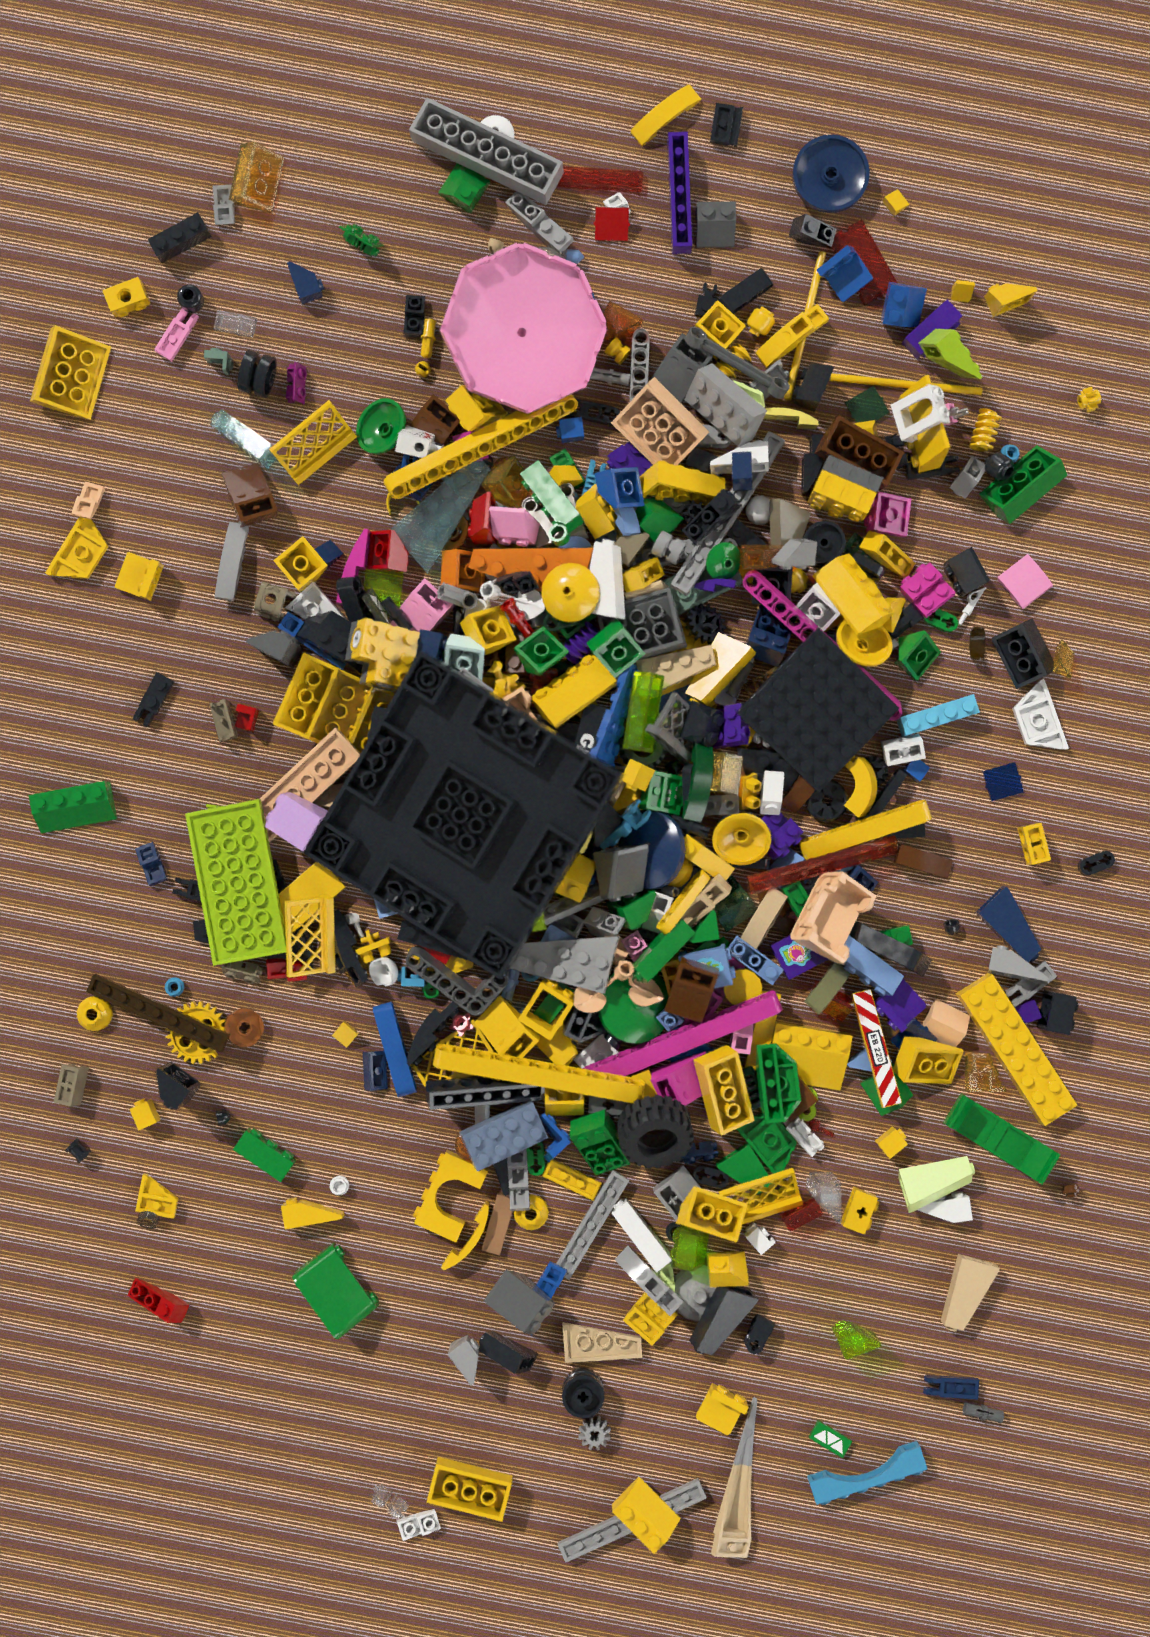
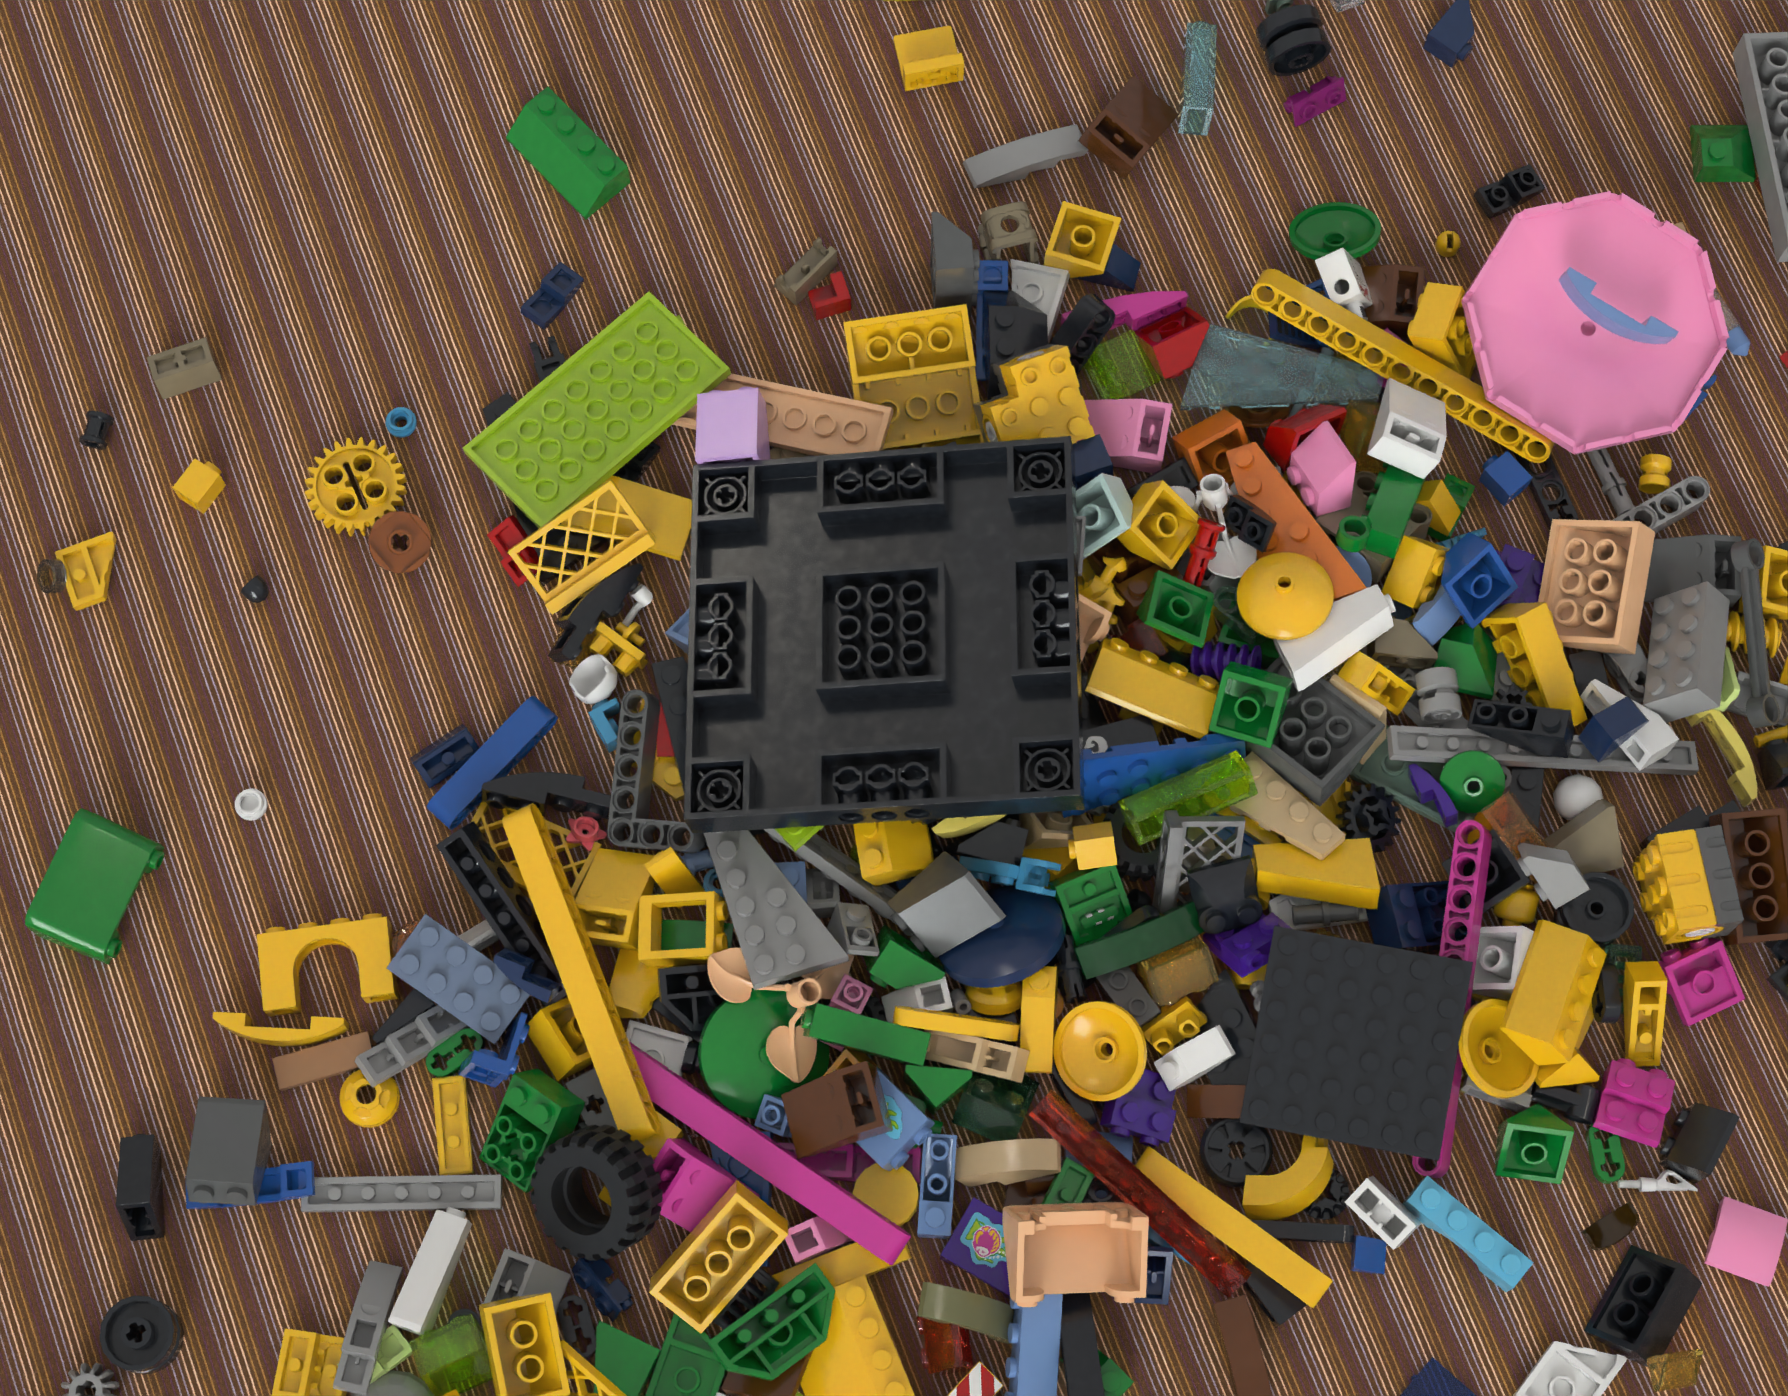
camera: 60 degrees right, 15 degrees down
(103, 1009) = (305, 355): yellow piece -> none
(154, 698) = (777, 169): black hinge -> none
(158, 1013) = (352, 418): dark brown plate -> none
(175, 1086) = (264, 495): black slope -> none
(249, 974) = (473, 484): dark tan hinge -> none
(265, 1154) = (237, 676): green brick -> none
(304, 1213) = (184, 779): yellow slope -> none
(320, 451) = (1240, 179): yellow fence -> none
(345, 1034) = (473, 684): yellow slope -> none
(354, 235) = (1558, 61): green hinge -> none
(373, 603) = (1091, 365): clear smoke tile -> none
(395, 613) = (1099, 395): black pin -> none
(428, 338) = (1491, 225): yellow axle -> none
(430, 994) = (599, 761): green plate -> none
(456, 596) = (1176, 456): light grey piece -> none
(465, 1354) = (99, 1127): light grey slope -> none
(506, 326) = (1579, 291): none -> medium blue slope
(516, 994) = (672, 873): none -> yellow slope
(518, 1104) = (518, 970): none -> dark blue slope
(520, 466) = (1409, 430): none -> white slope
(538, 222) = (1747, 269): light grey slope -> none
(596, 1344) = (225, 1310): tan wing -> none
(620, 322) = (1693, 448): clear orange slope -> none

